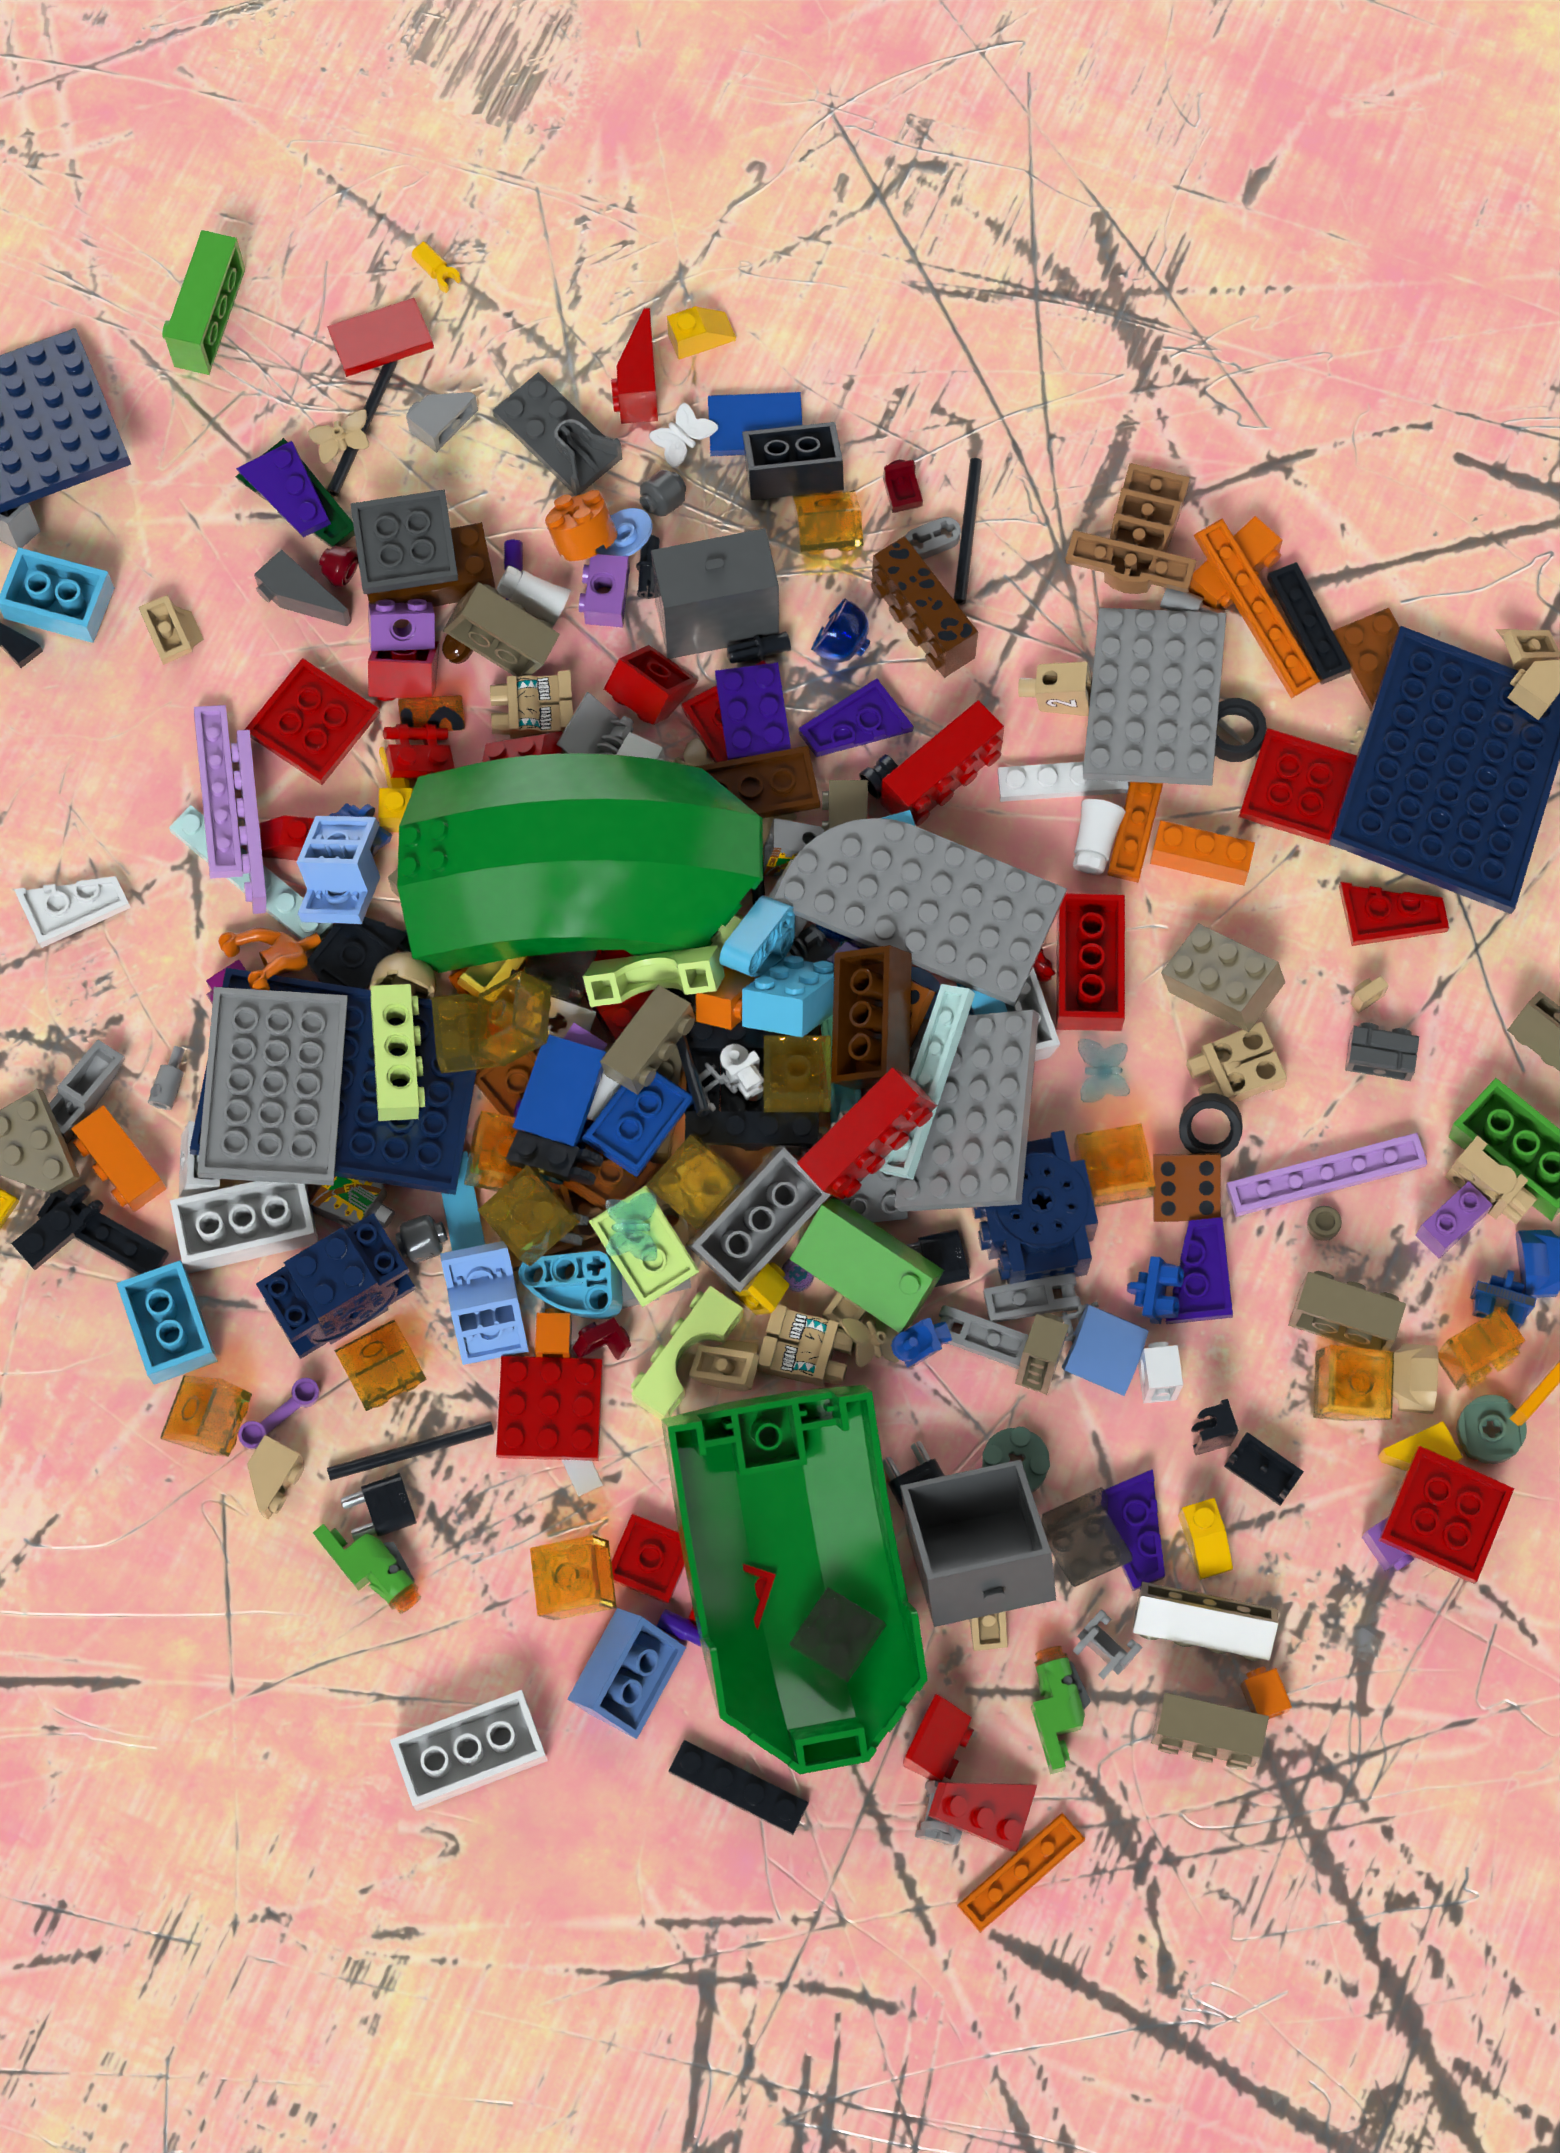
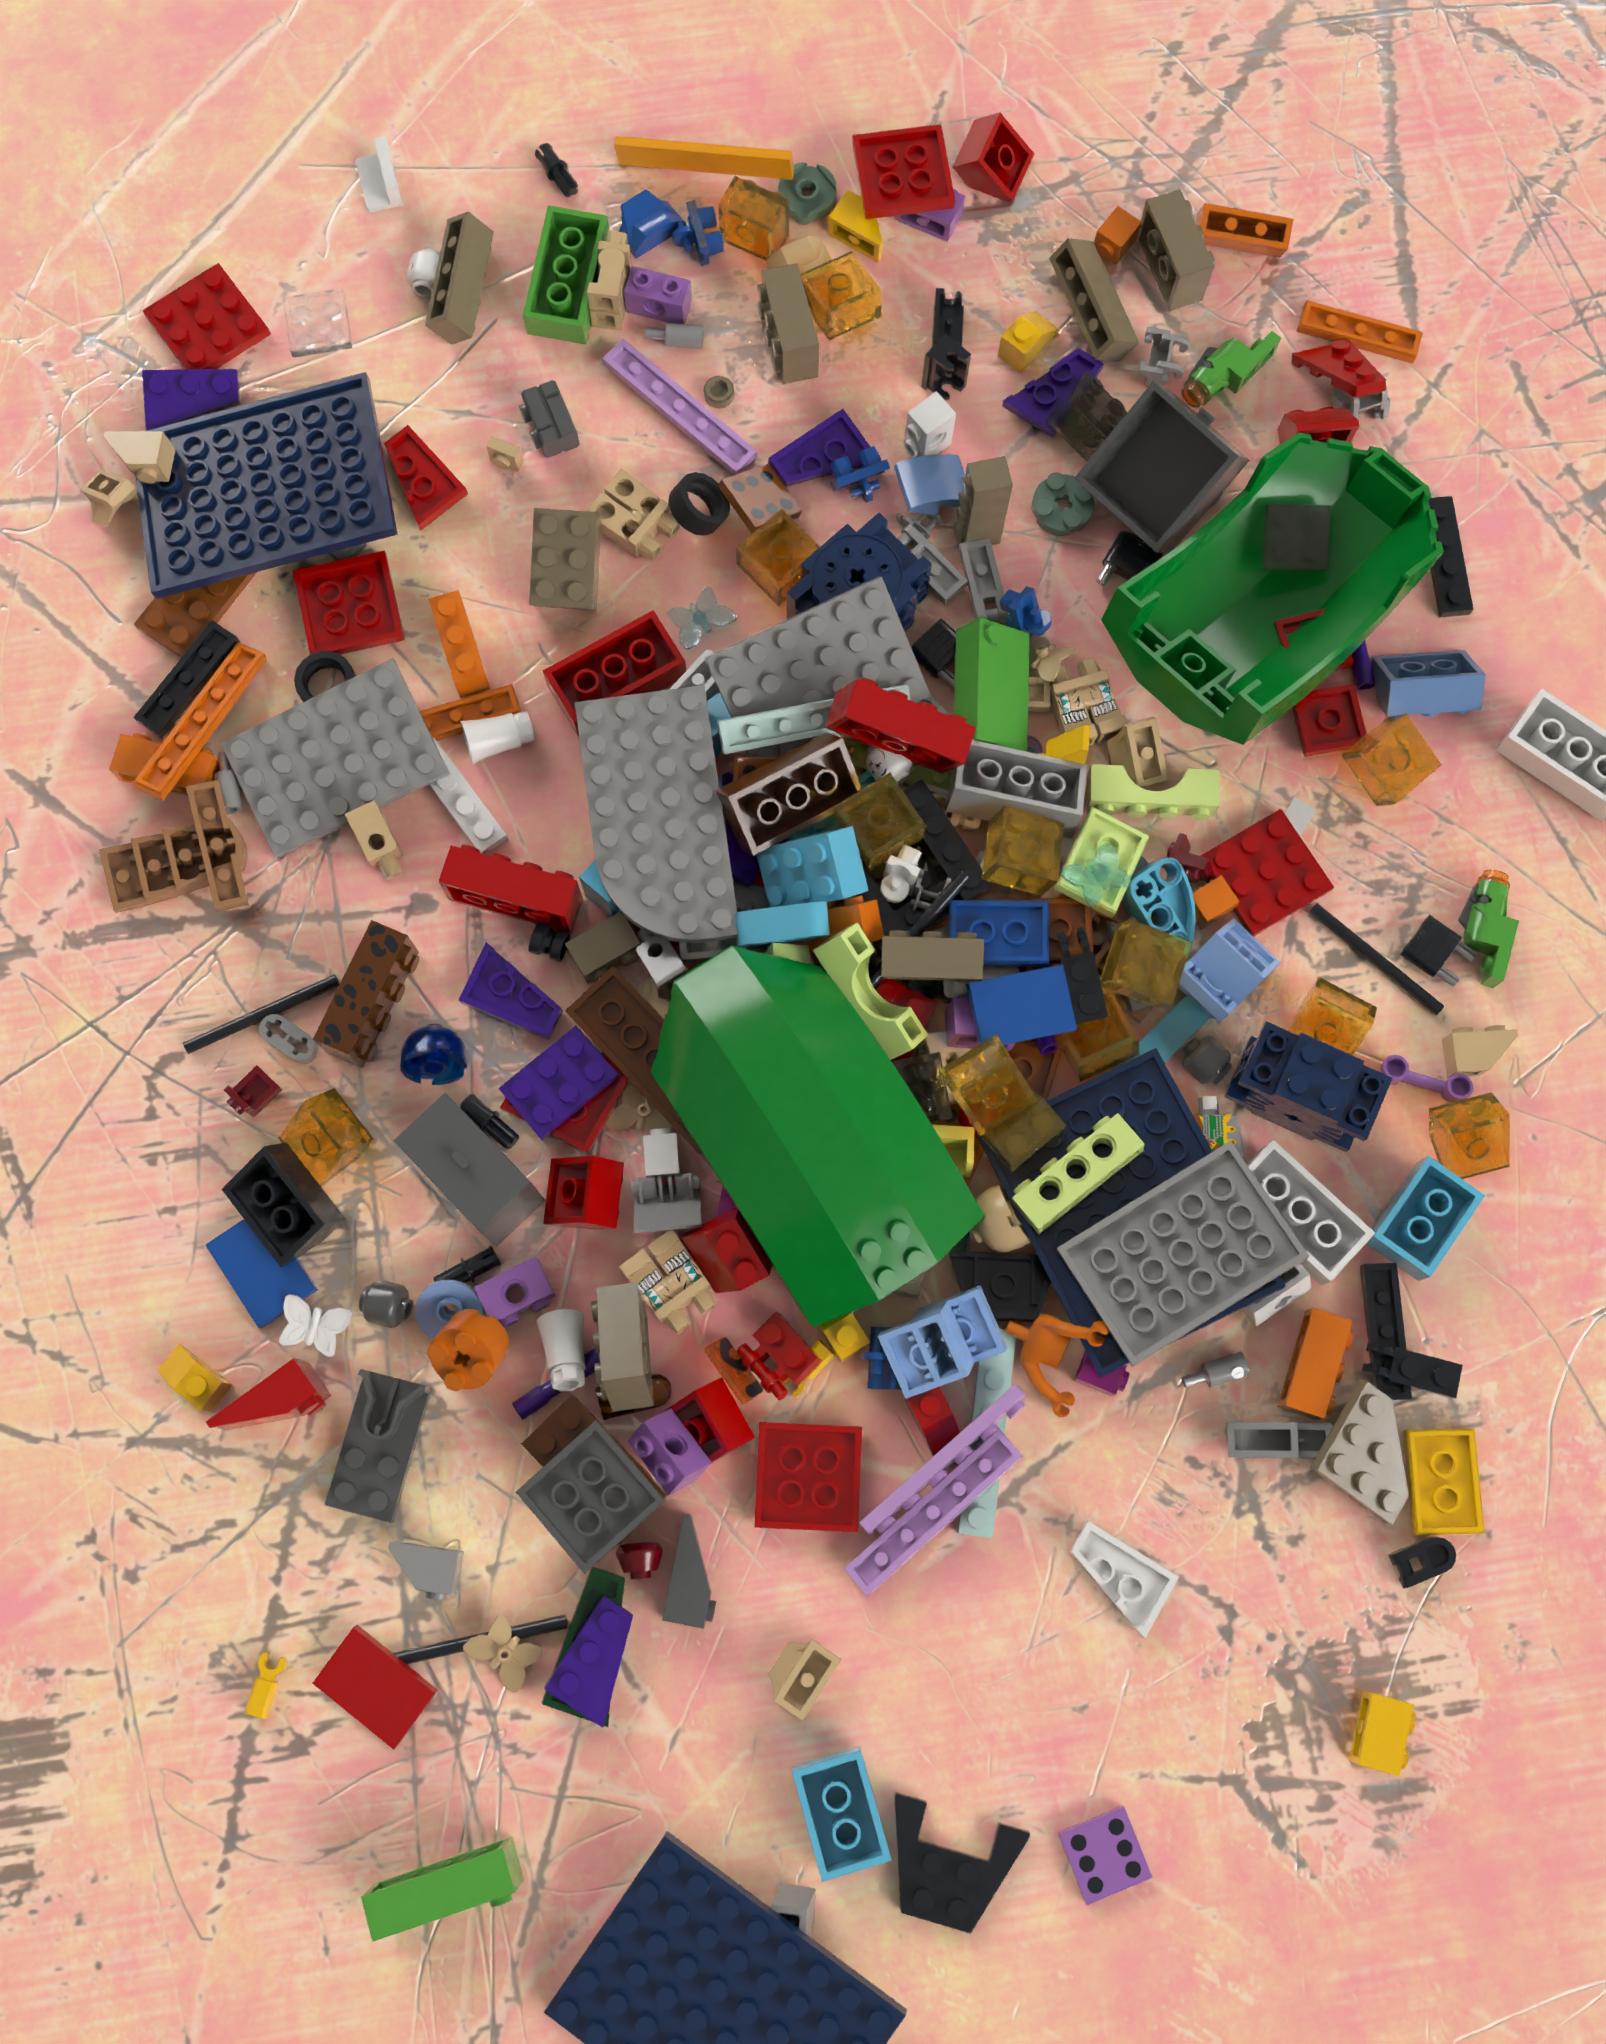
camera: 125 degrees left, 5 degrees up
(1193, 1817) = (1244, 230): none -> orange brick
(1403, 1218) = (678, 335): none -> light grey piece
(1422, 1630) = (993, 158): none -> red slope

